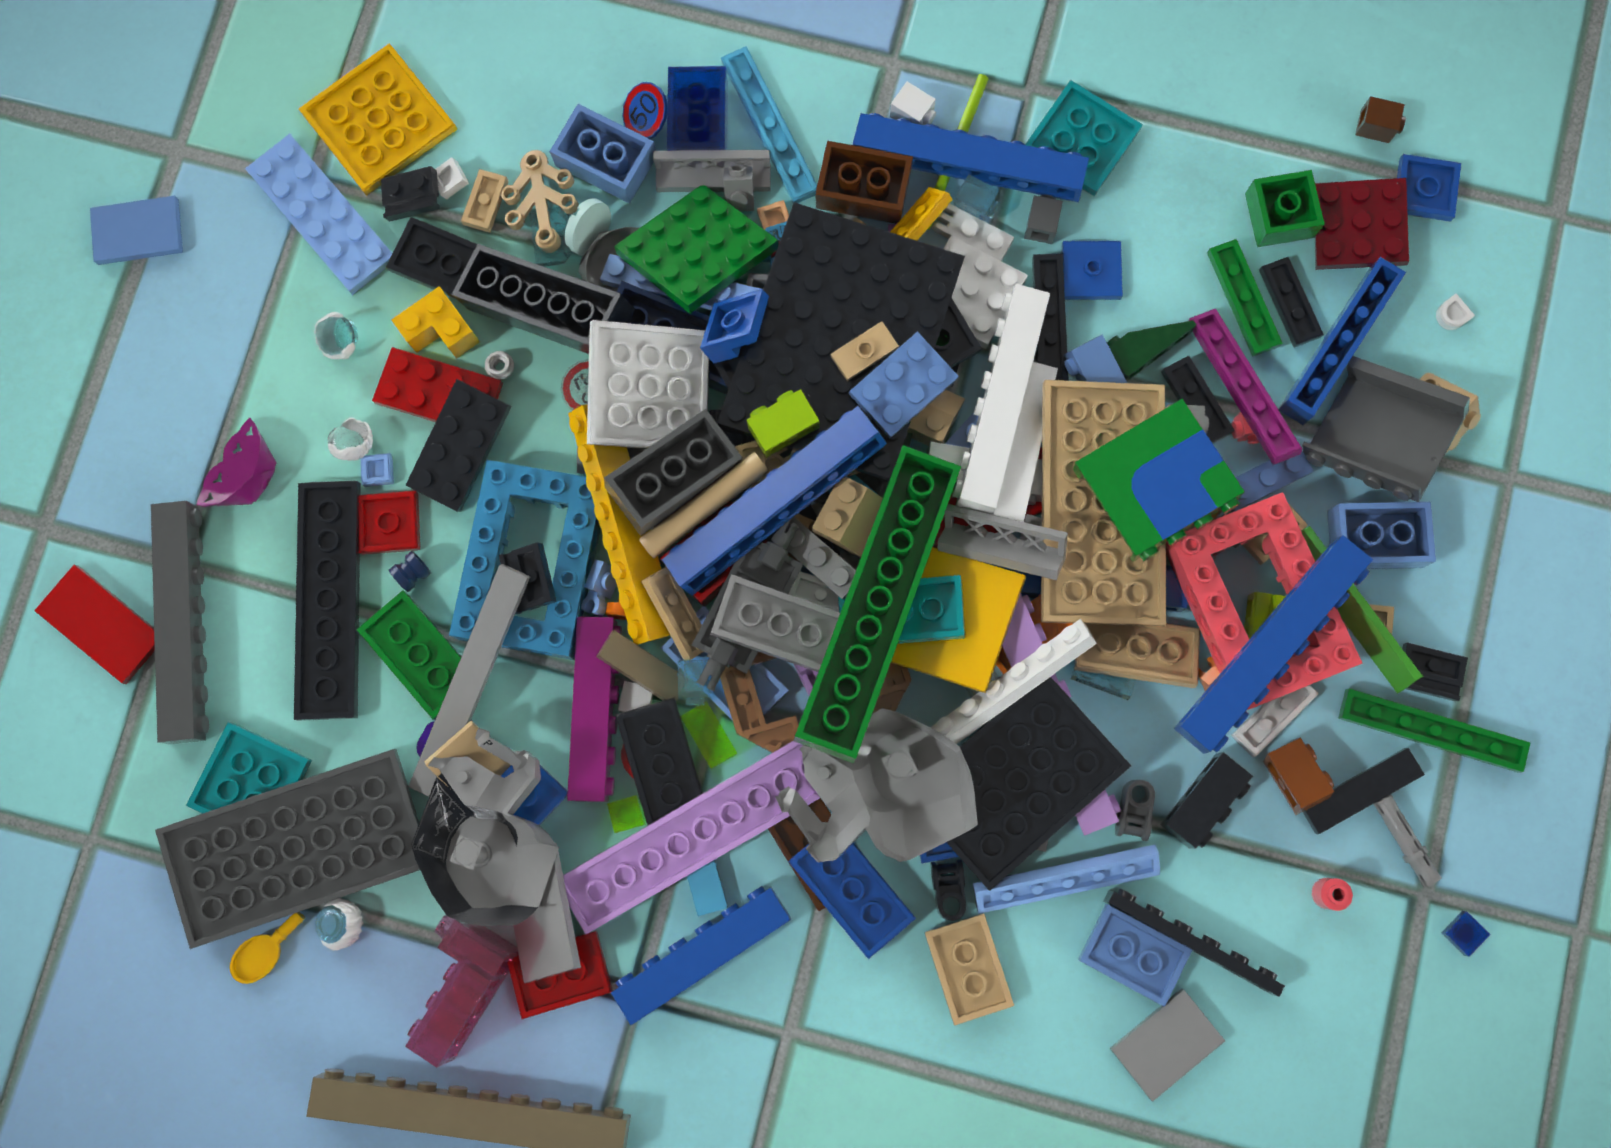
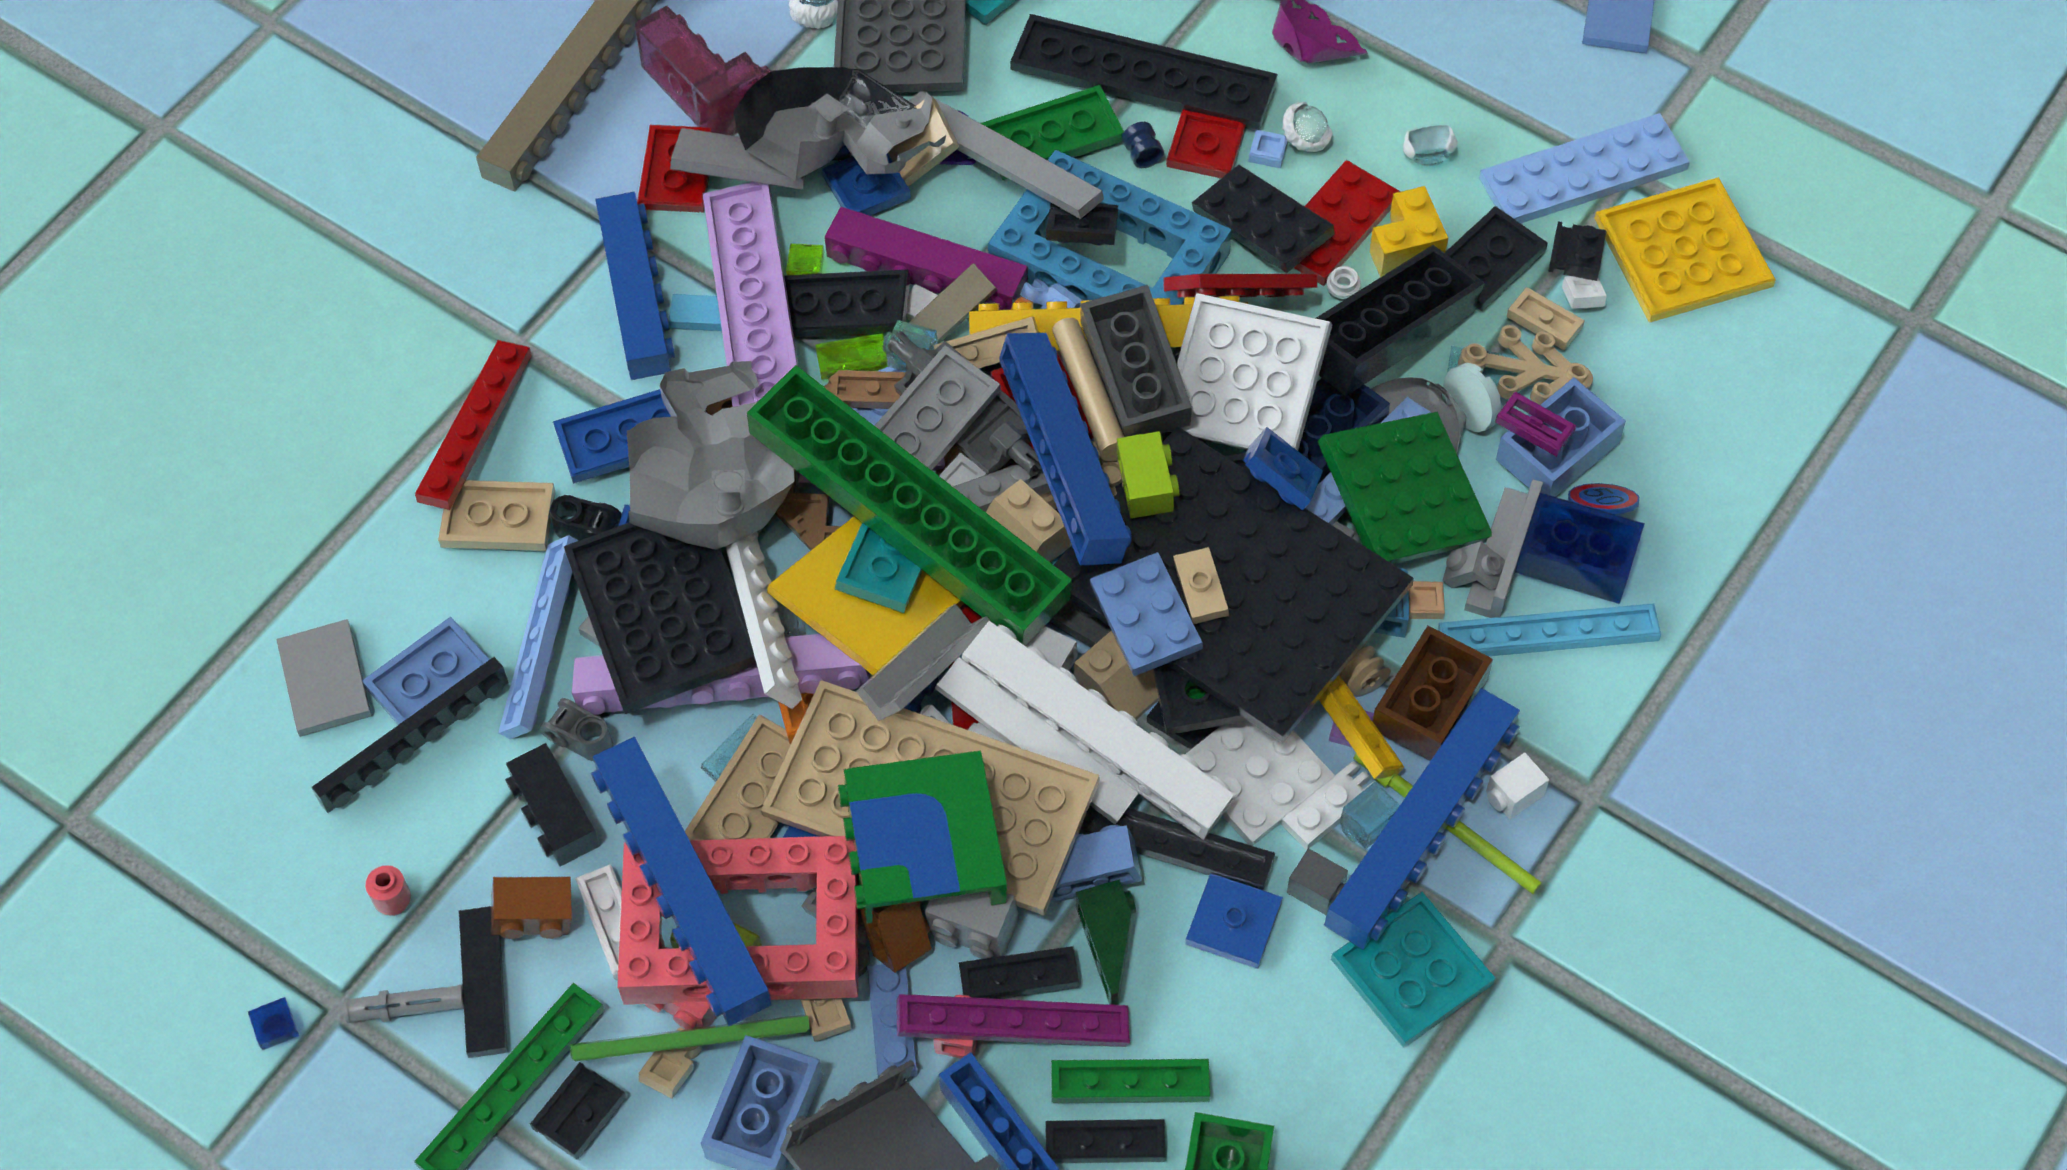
camera: 105 degrees right, 20 degrees down
(547, 429) = (1240, 285): none -> red plate
(600, 187) = (1532, 426): none -> magenta tile
(892, 1029) = (473, 425): none -> red plate

